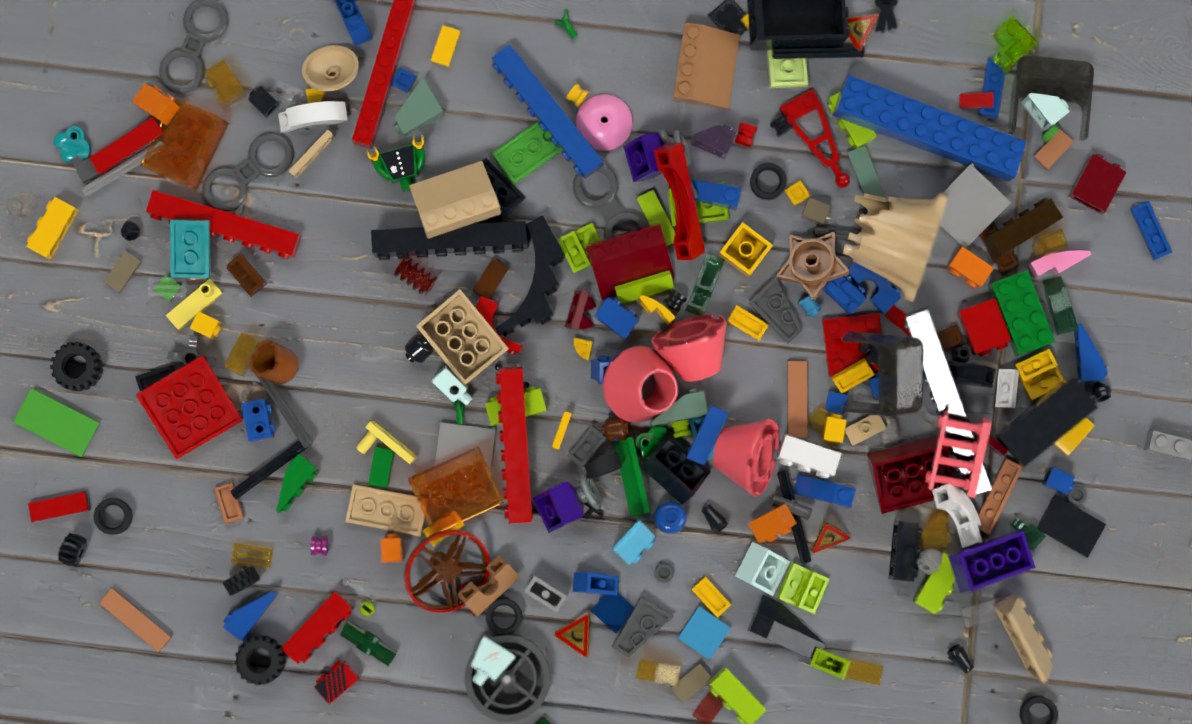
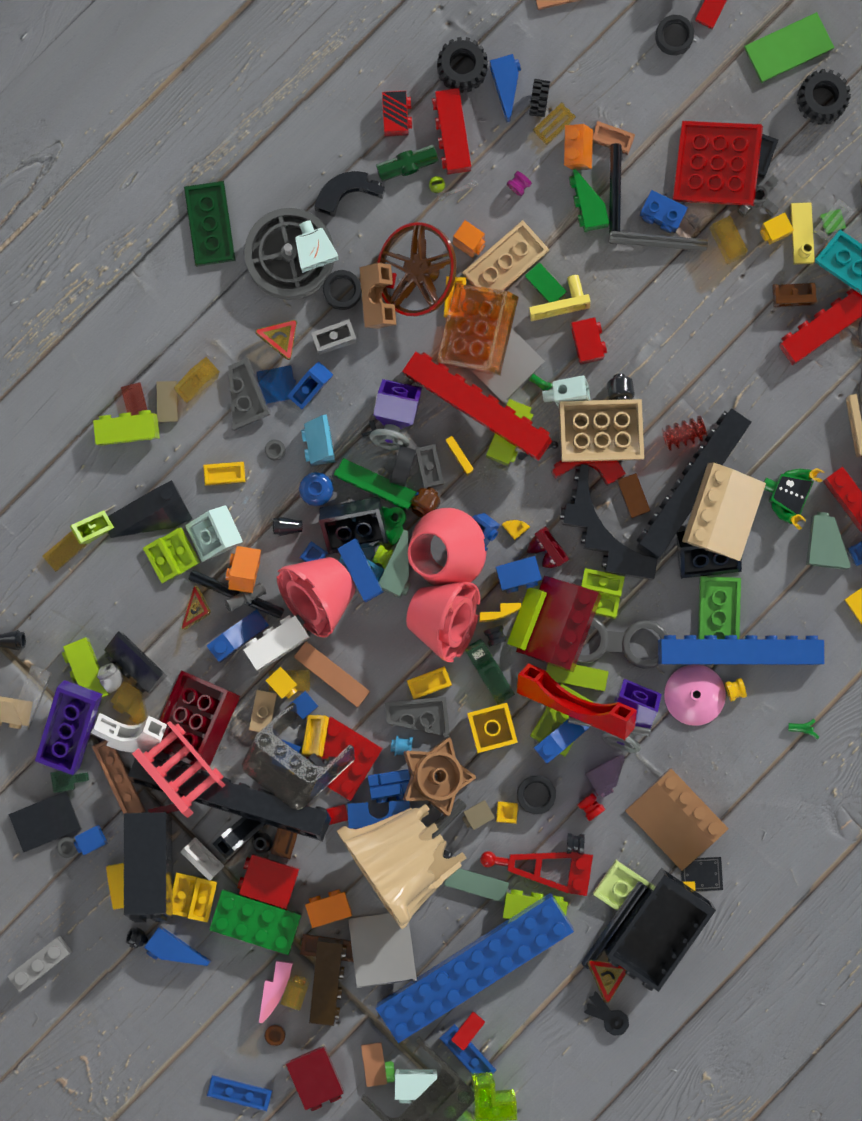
camera: 130 degrees right, 0 degrees up
(257, 522) = (578, 147): none -> orange brick
(274, 362) = (701, 259): dark orange cylinder -> none
(400, 401) = (588, 341): none -> red brick
(422, 679) = (341, 186): none -> black arch
(704, 632) = (199, 444): dark azure tile -> none
(719, 482) = (313, 552): none -> blue tile
(1059, 305) = (237, 960): clear green slope -> none
(1089, 237) = (275, 1035): none -> reddish brown tile

